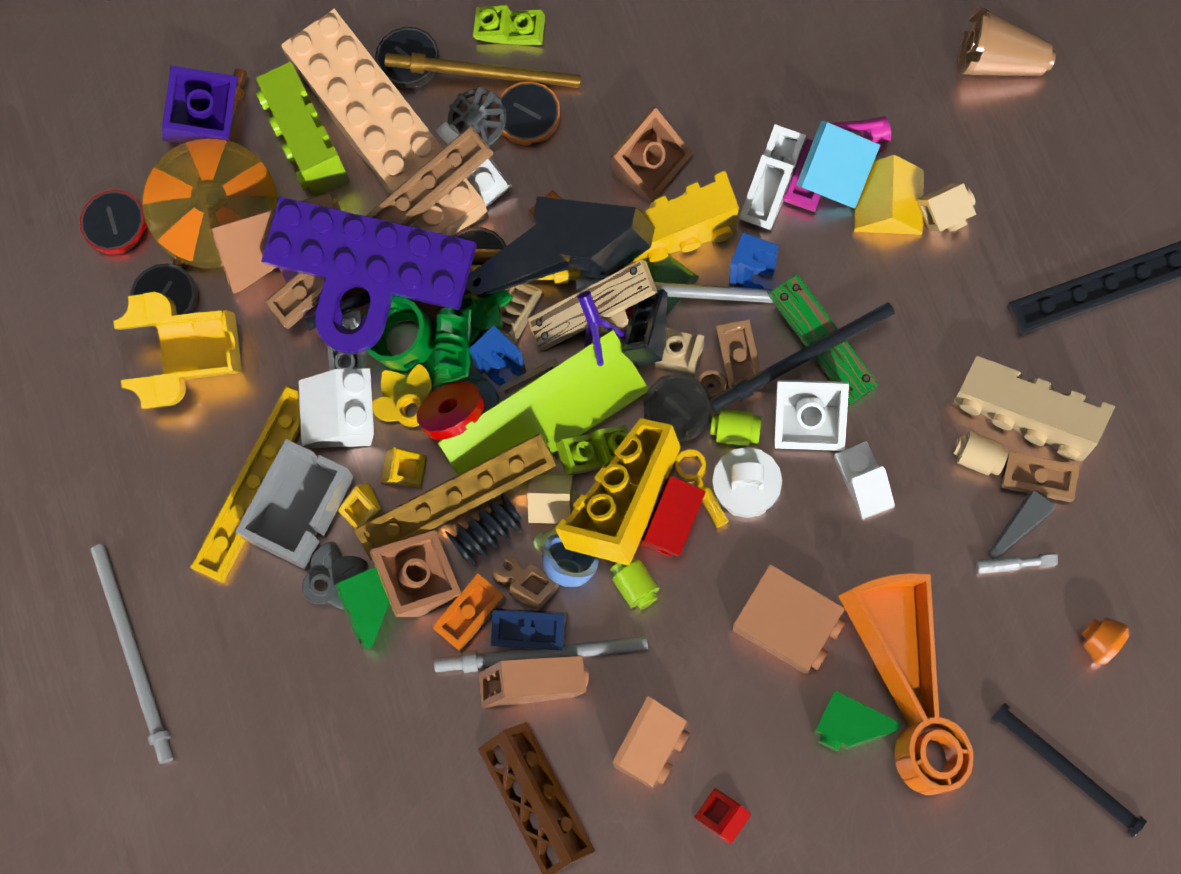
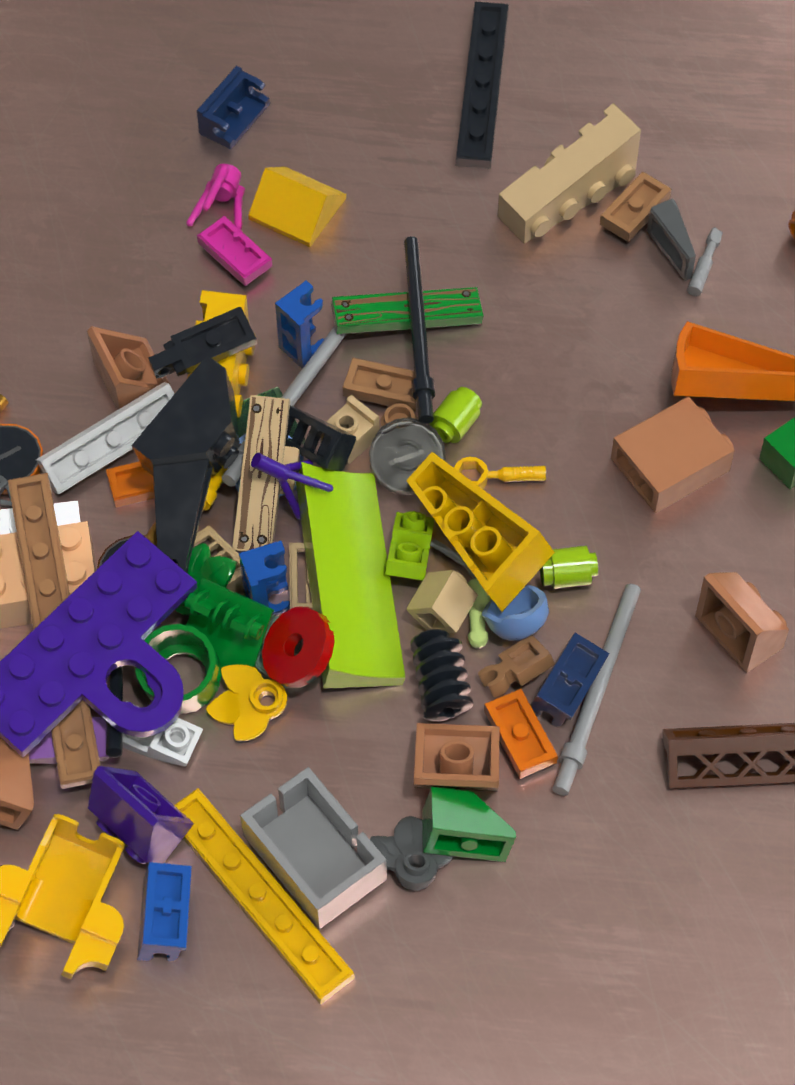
camera: 75 degrees left, 15 degrees down
(204, 424) = (164, 911): none -> blue hinge
(267, 367) = (136, 814): none -> dark purple slope
(336, 409) = (227, 762): white slope -> none
(360, 505) = (351, 792): yellow slope -> none
(403, 468) = (324, 738): yellow slope -> none
(458, 494) = (392, 688): pearl gold plate -> none
(532, 681) = (625, 703): nougat slope -> none
(577, 175) = (103, 440): none -> white plate
(672, 517) = (522, 498): red hinge -> none
(674, 201) = (215, 337): none -> black hinge
(747, 482) = (513, 434): white tile -> none
(772, 177) = (213, 271): white slope -> none
(811, 415) = (478, 348): white slope -> none
(838, 164) = (244, 215): medium azure tile -> none
(865, 480) = (570, 340): white slope -> none
(947, 207) = (337, 159): tan brick -> none
(957, 97) = (232, 108): none -> dark blue hinge
(980, 453) = (590, 239): tan brick -> none
(1002, 48) = (206, 54): medium nougat cone -> none

